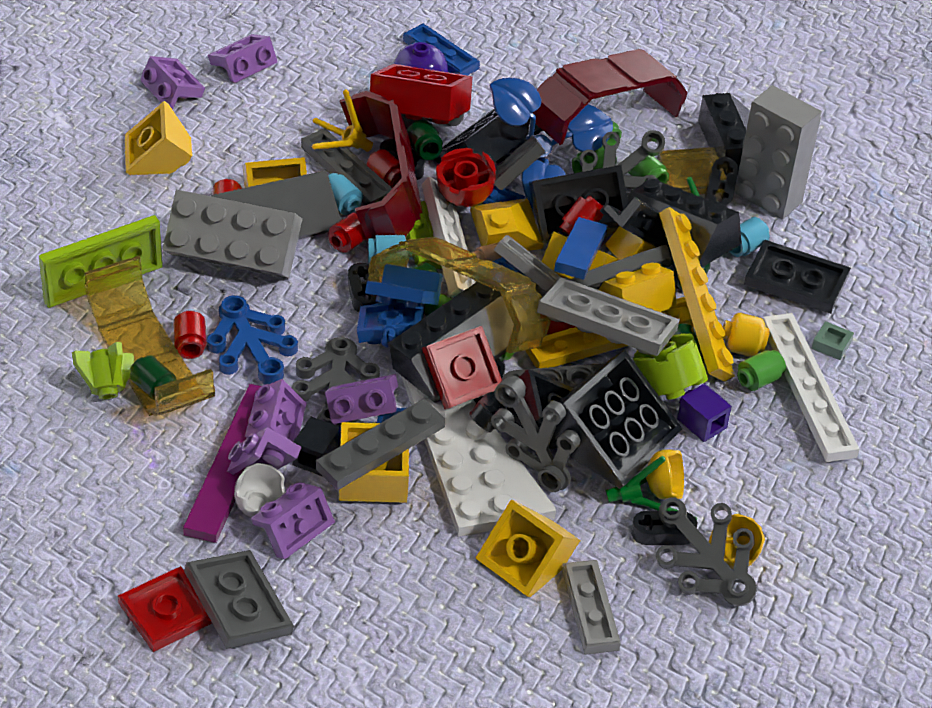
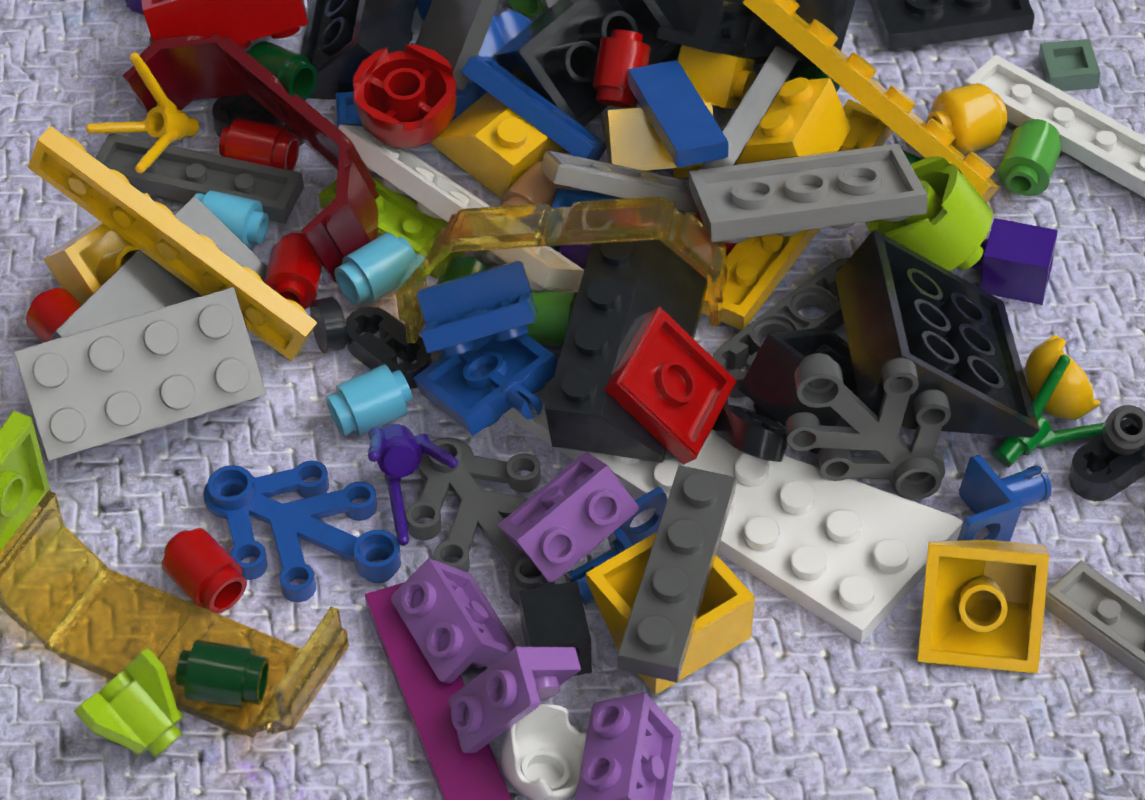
camera: 30 degrees left, 5 degrees up
(289, 174) = (168, 241): none -> yellow plate
(317, 333) = (398, 456): none -> dark purple plant
(330, 304) = (369, 400): none -> medium azure brick
(343, 262) = (331, 325): none -> black tile
(524, 214) = (534, 108): none -> blue tile
(581, 510) = (998, 500): none -> blue bracket

